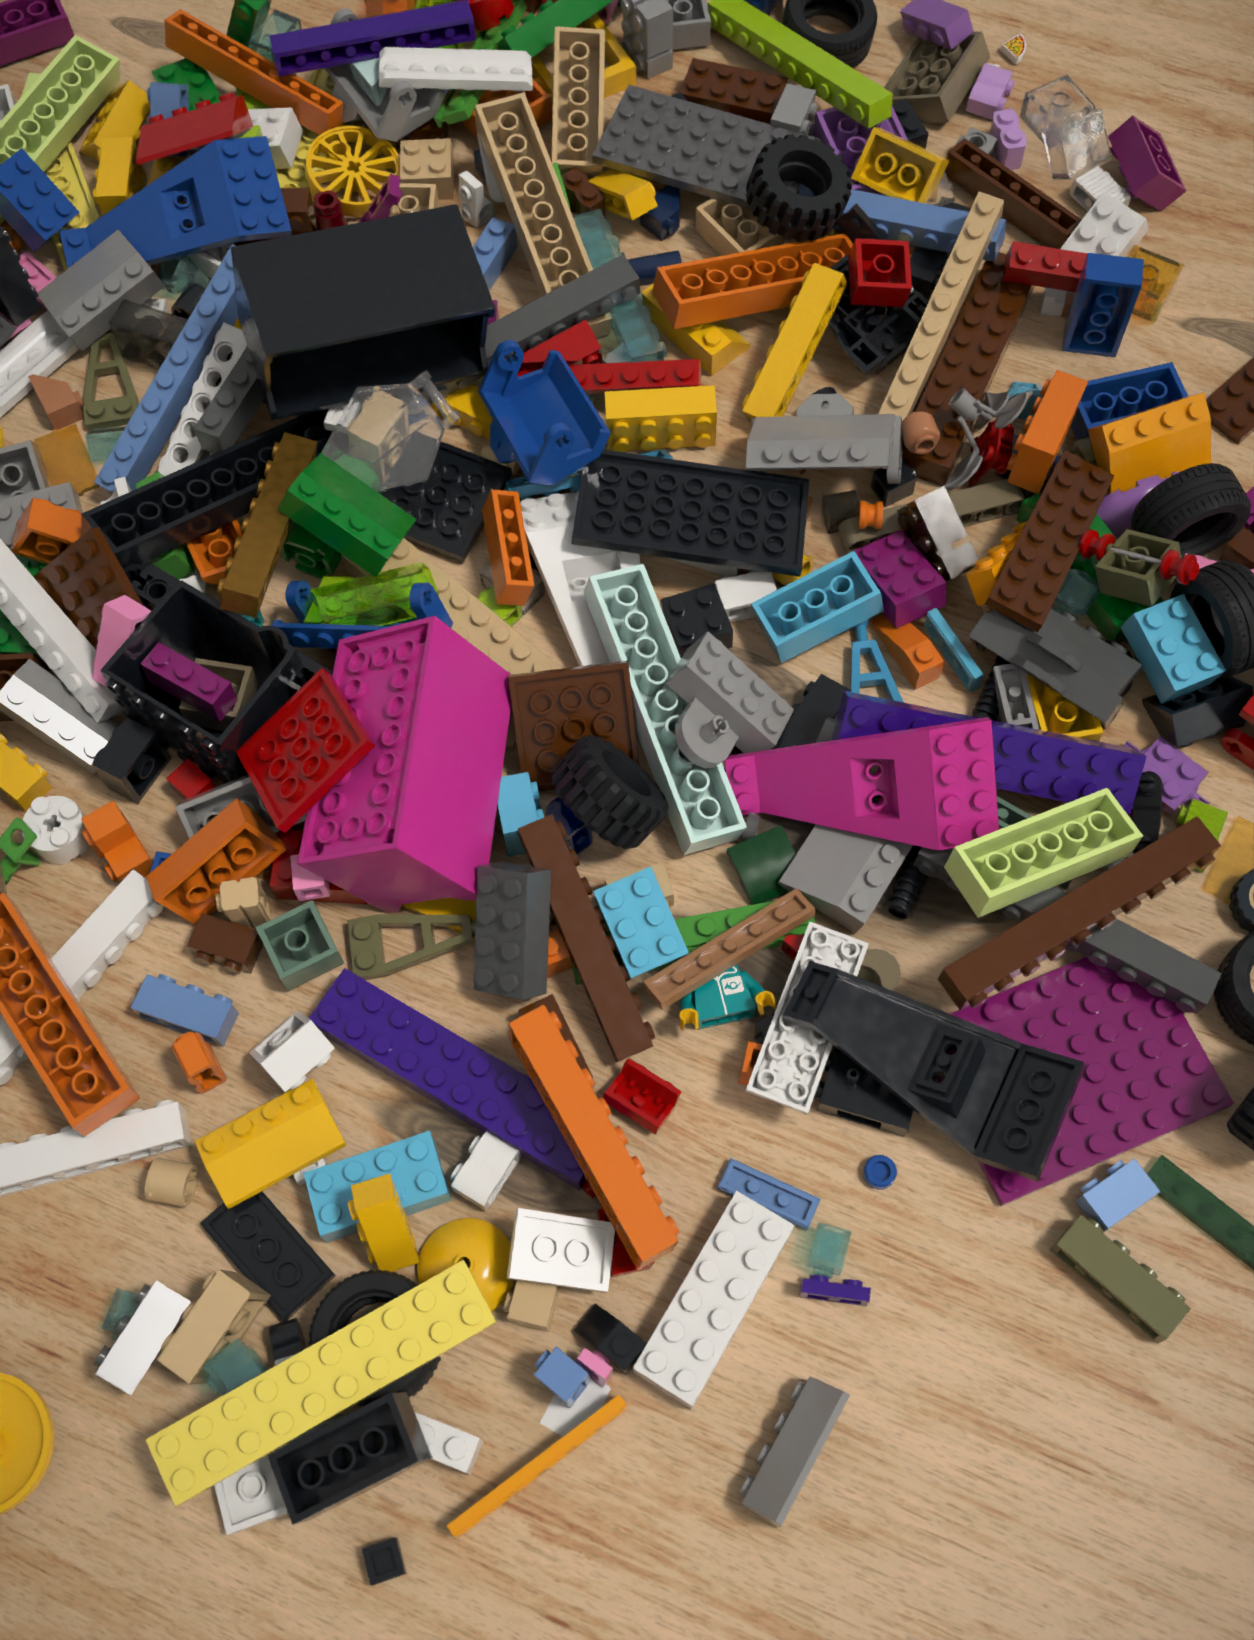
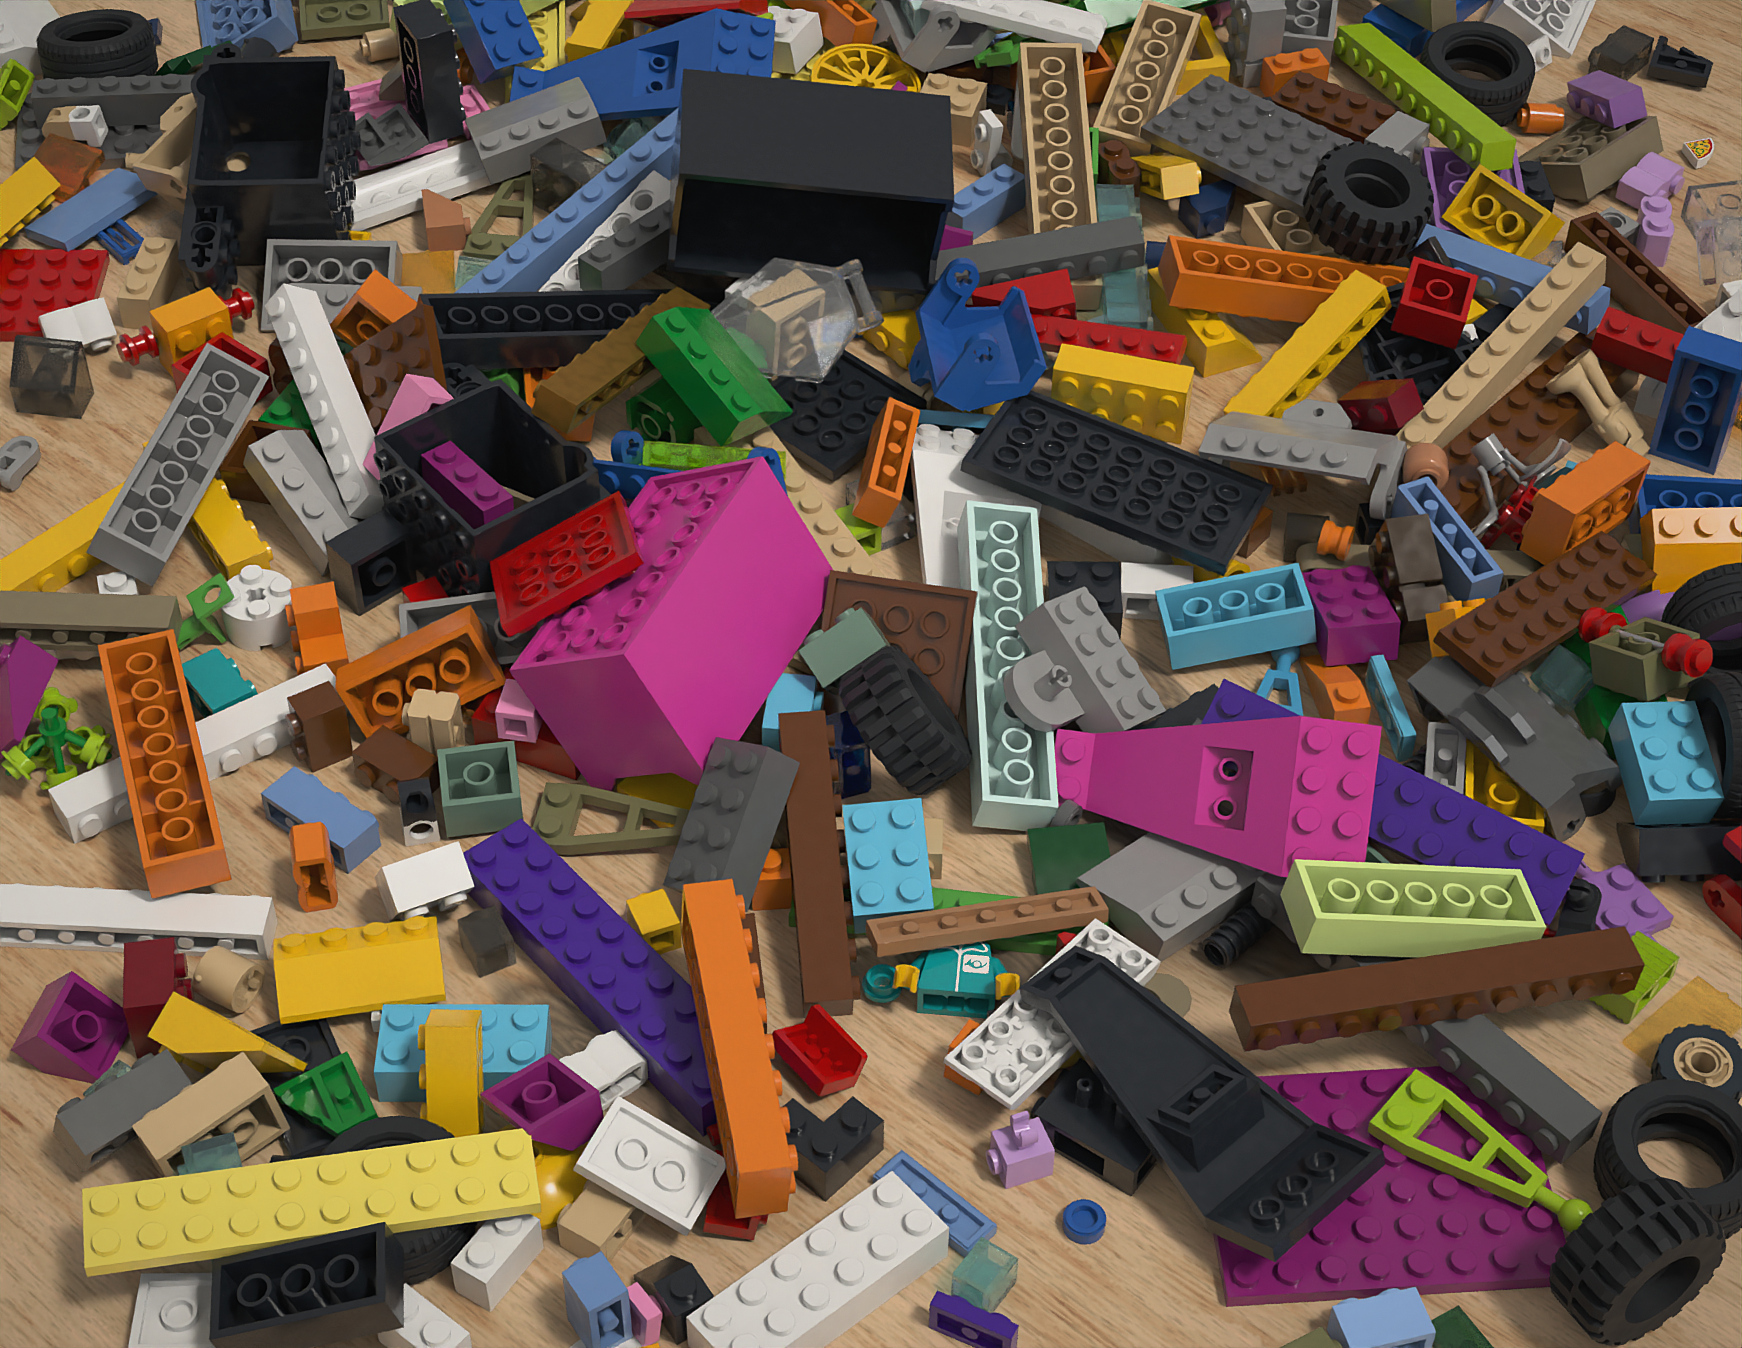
camera: 15 degrees right, 20 degrees down
(52, 914) = (215, 683): none -> teal brick
(69, 1267) = (72, 1031): none -> magenta slope
(124, 1222) = (149, 978): none -> dark red brick
(151, 931) = (319, 727): none -> reddish brown brick
(190, 1247) = (208, 1039): none -> yellow slope
(259, 981) = (416, 808): none -> black leg
(295, 1263) = (329, 1096): none -> green wing
(356, 1079) = (486, 941): none -> clear smoke brick
(460, 145) = (998, 98): none -> black plate
(463, 1225) = (548, 1103): none -> magenta slope
(470, 1362) = (496, 1258): none -> white brick
(476, 1021) = (655, 920): none -> yellow brick
(544, 744) = (842, 647): none -> sand green brick
(662, 1027) = (880, 975): none -> teal plate
(678, 57) = (1281, 68): none -> orange brick
(680, 1182) = (835, 1148): none -> black brick
(817, 1133) = (1020, 1151): none -> lavender brick
(865, 382) = (1382, 405): none -> dark red brick
(888, 49) = (1540, 118): none -> orange brick
(978, 513) = (1464, 562): none -> medium blue brick
(1030, 330) = (1608, 413): none -> tan piece
(1083, 1008) = (1419, 1103): none -> lime plate

